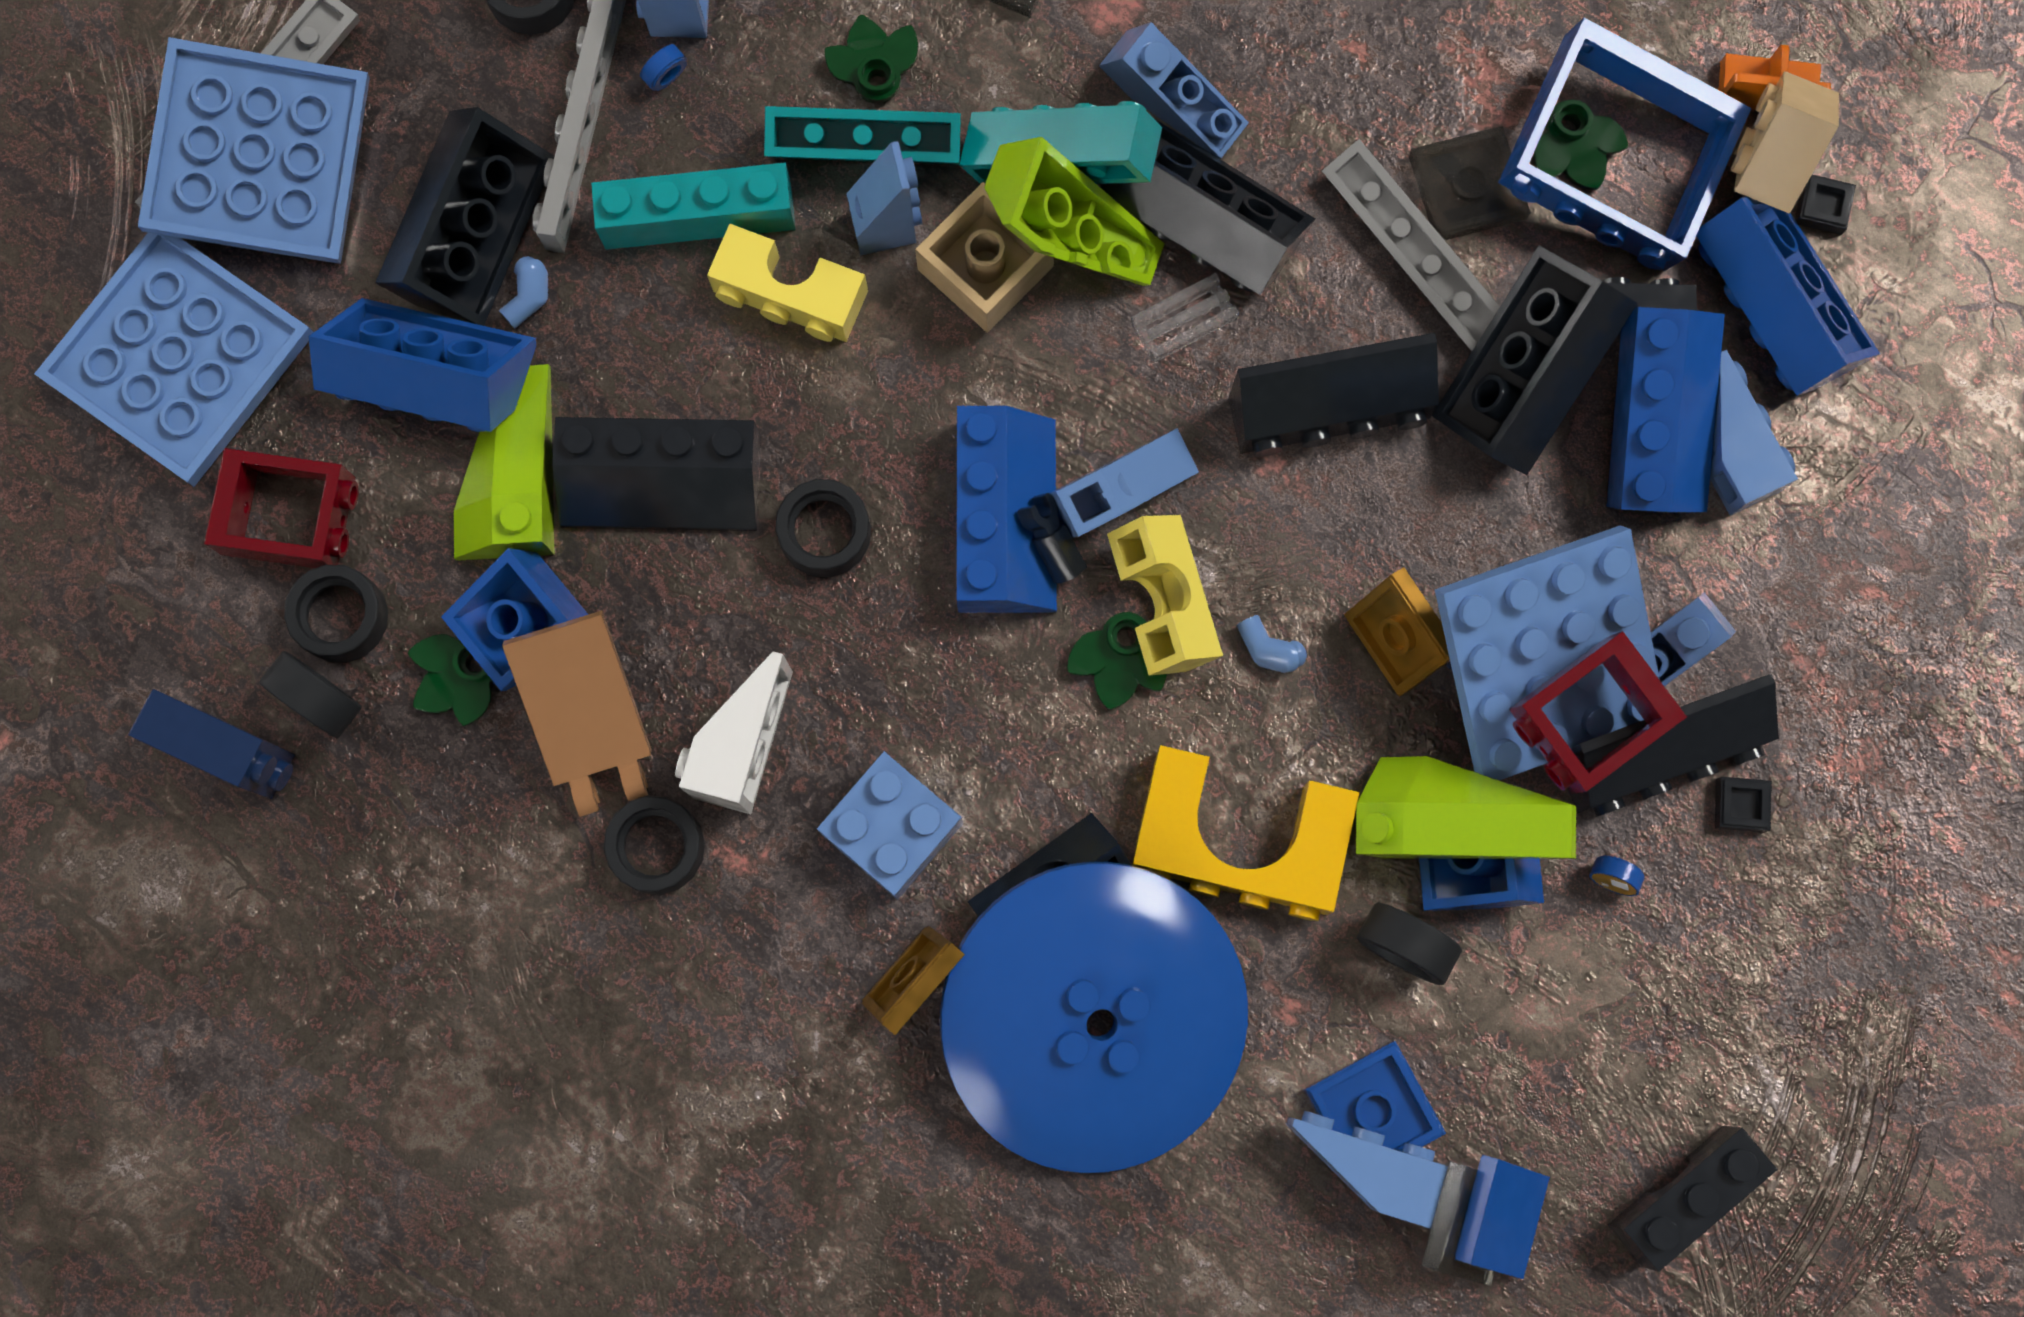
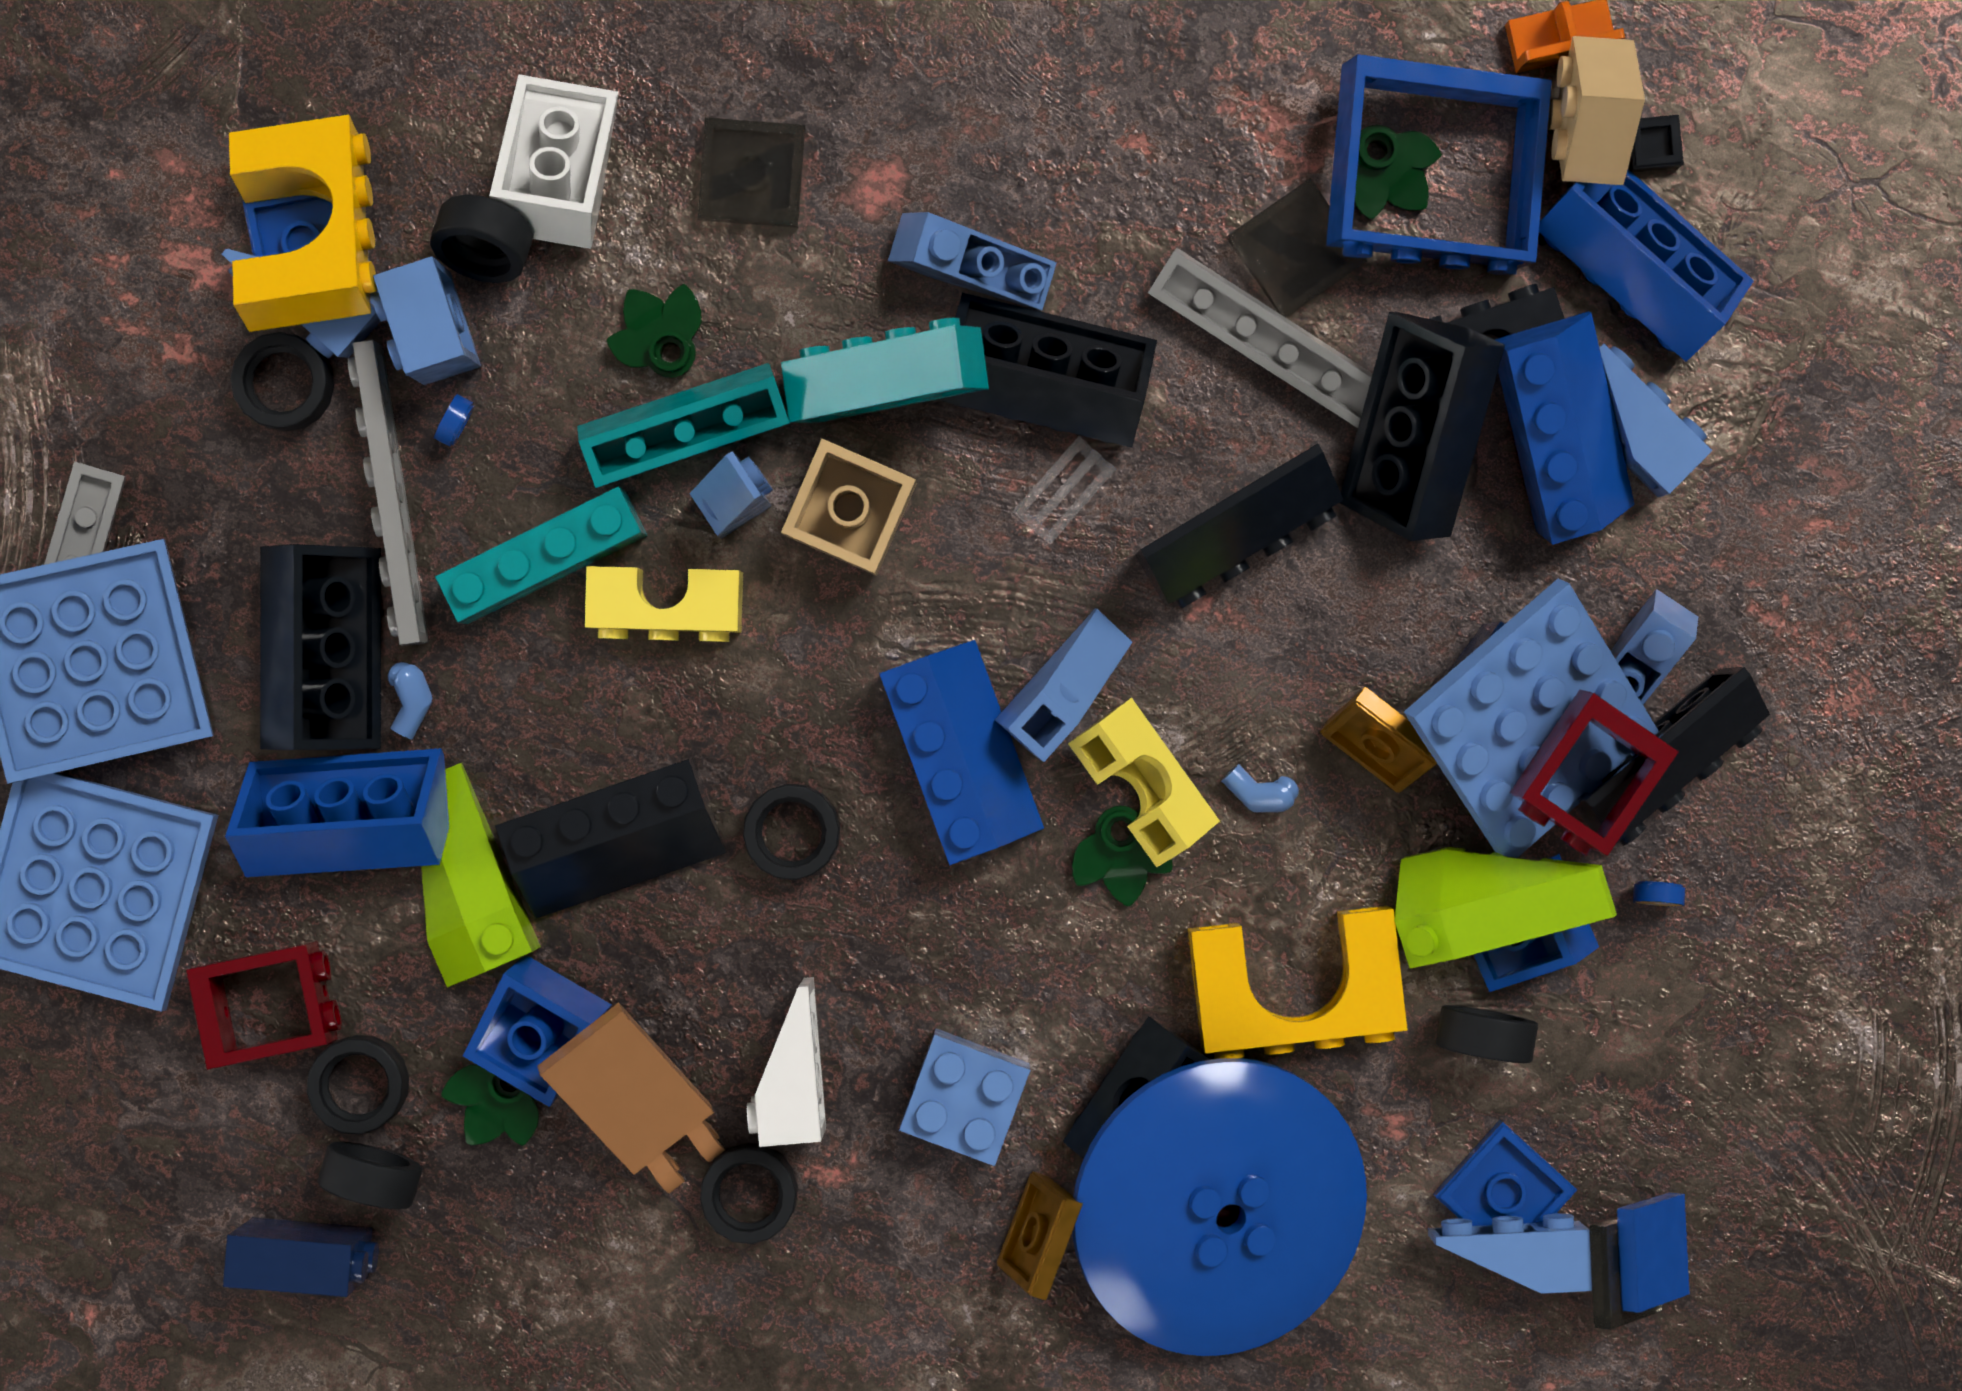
camera: 15 degrees left, 10 degrees up
(1052, 539) = (1017, 767): black bar -> none
(1067, 214) = (917, 450): lime wedge -> none
(1675, 1216) = (1837, 1146): black arch -> none
(1743, 804) = (1756, 780): black tile -> none

